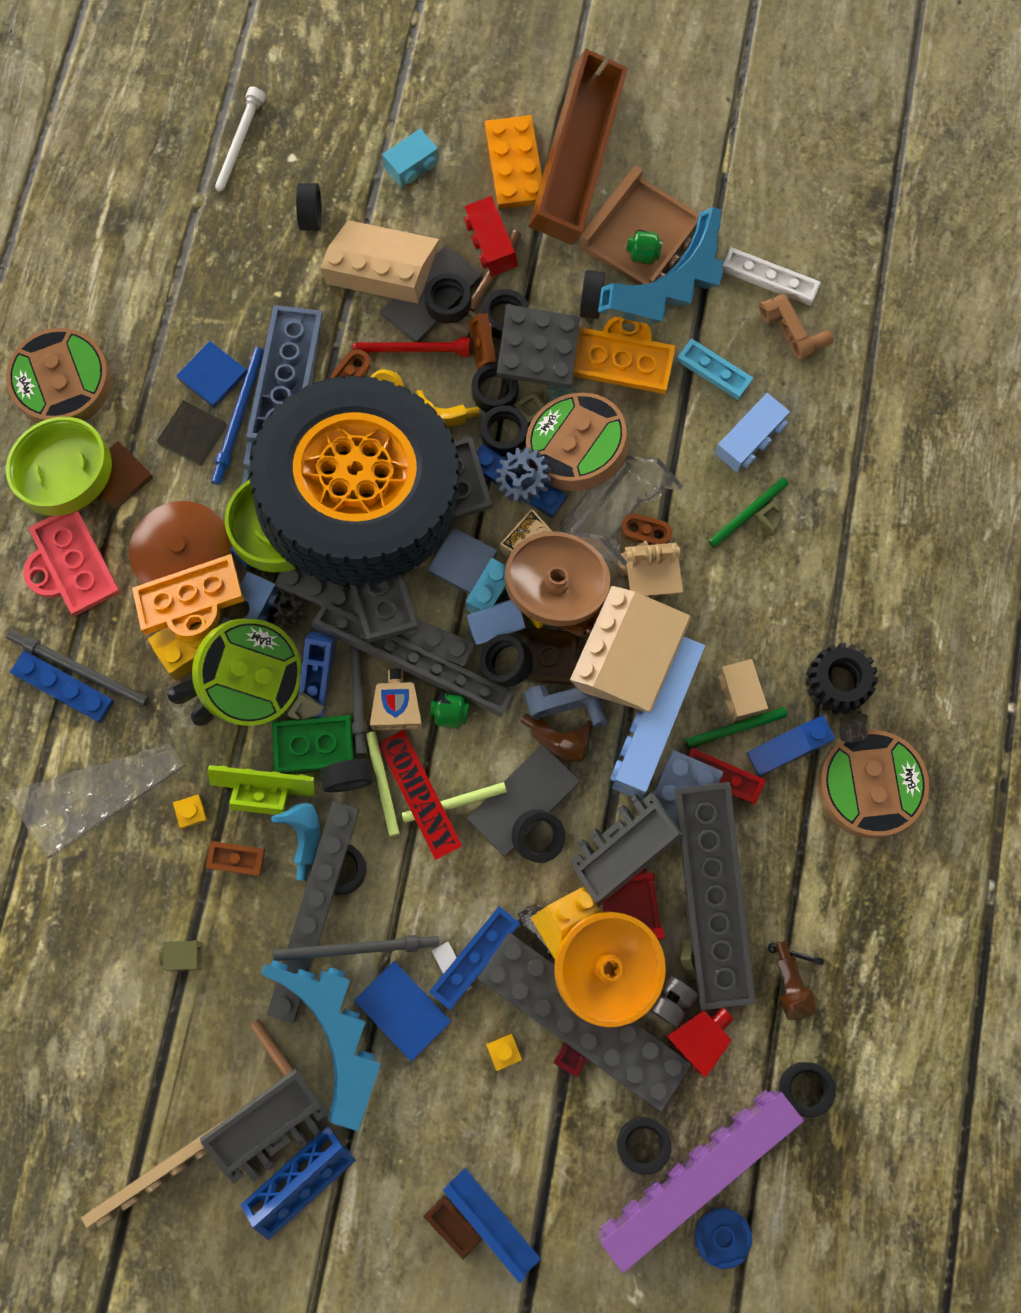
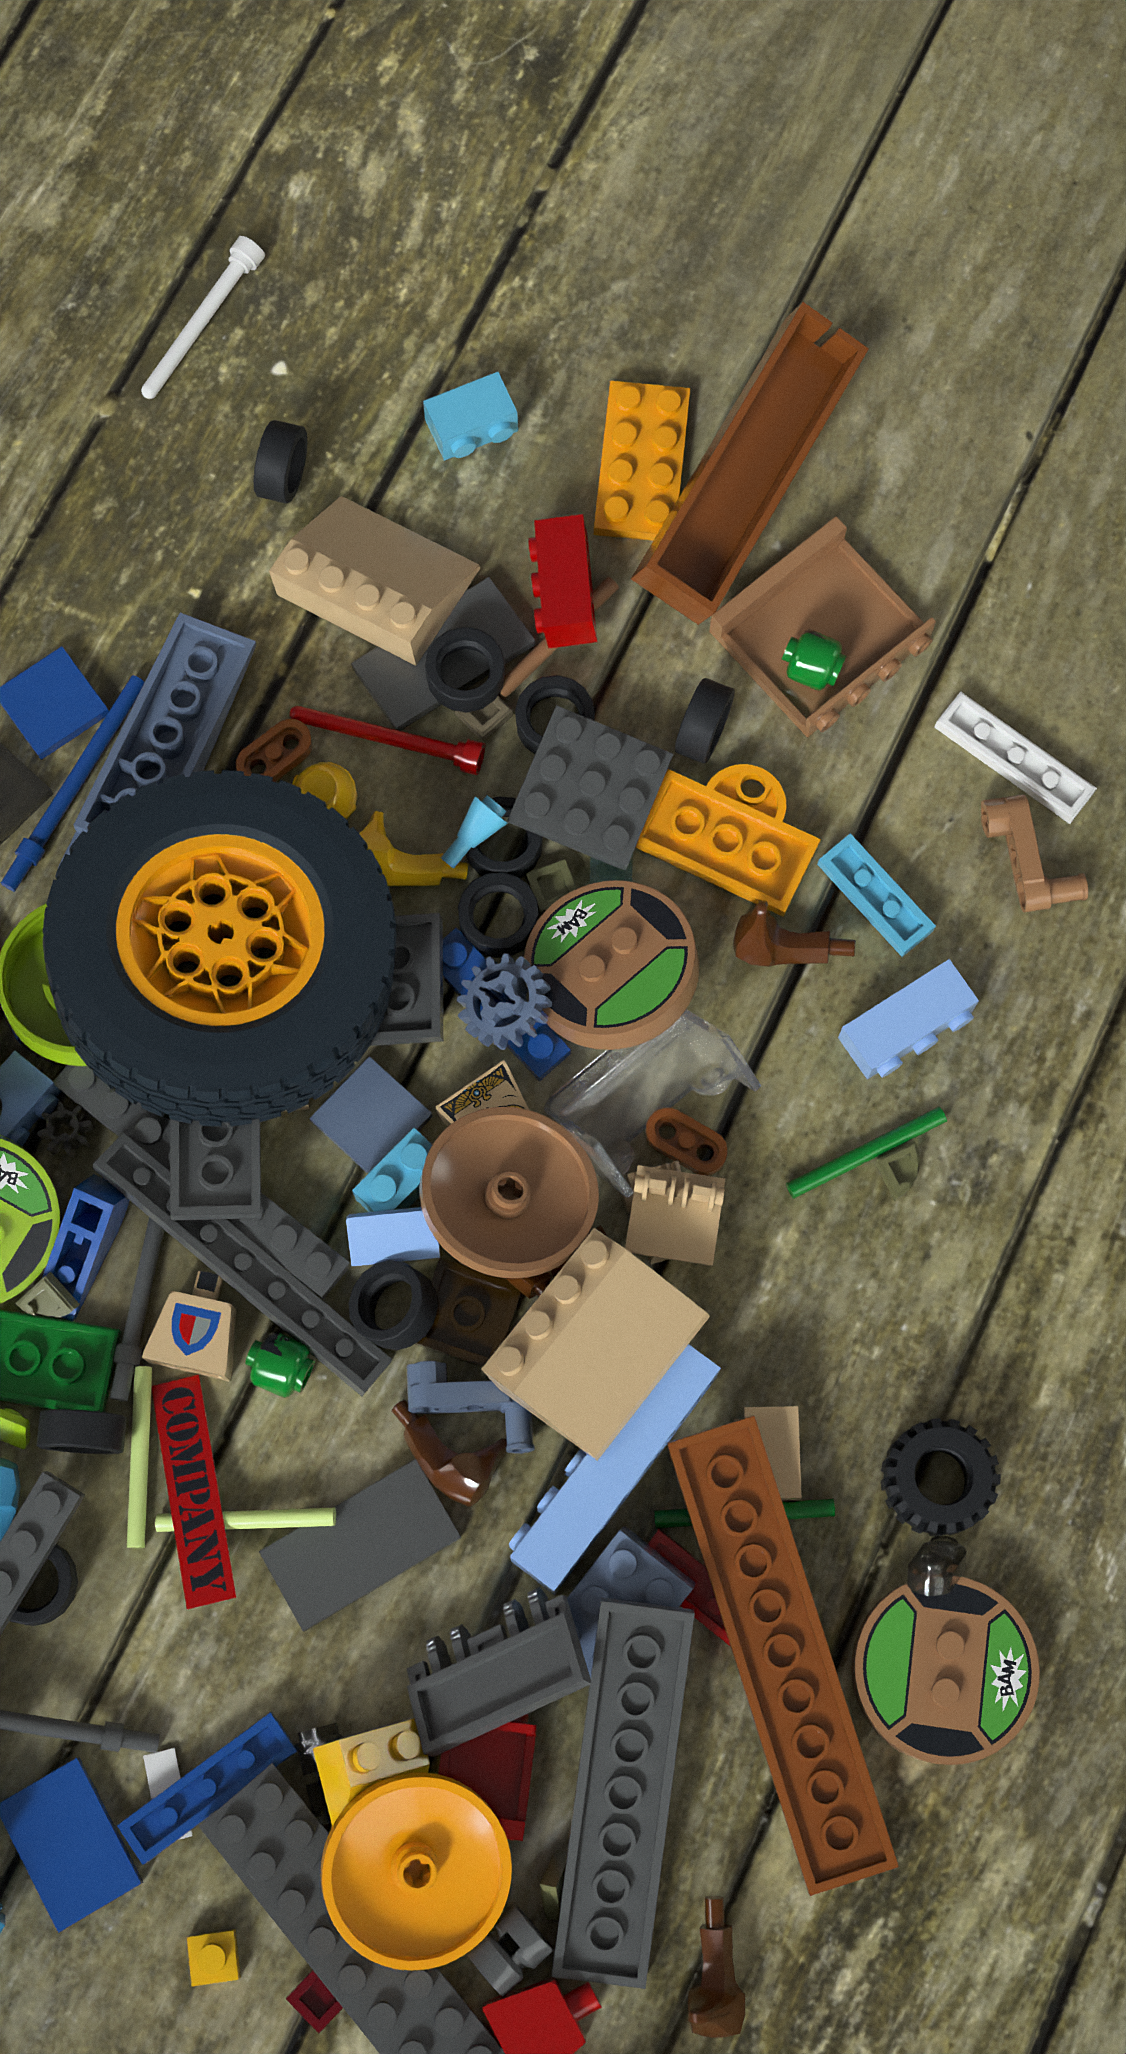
camera: 15 degrees right, 0 degrees up
(481, 380) = (480, 823): none -> medium azure cone
(482, 341) = (503, 743): dark orange plate -> none
(556, 844) = (385, 1641): black tyre -> none
(661, 410) = (764, 943): none -> reddish brown animal
(696, 268) = (846, 741): dark azure arch -> none
(772, 949) = (699, 1904): black hinge -> none
(781, 797) = (782, 1656): none -> dark orange plate
(791, 746) = (849, 1565): blue slope -> none

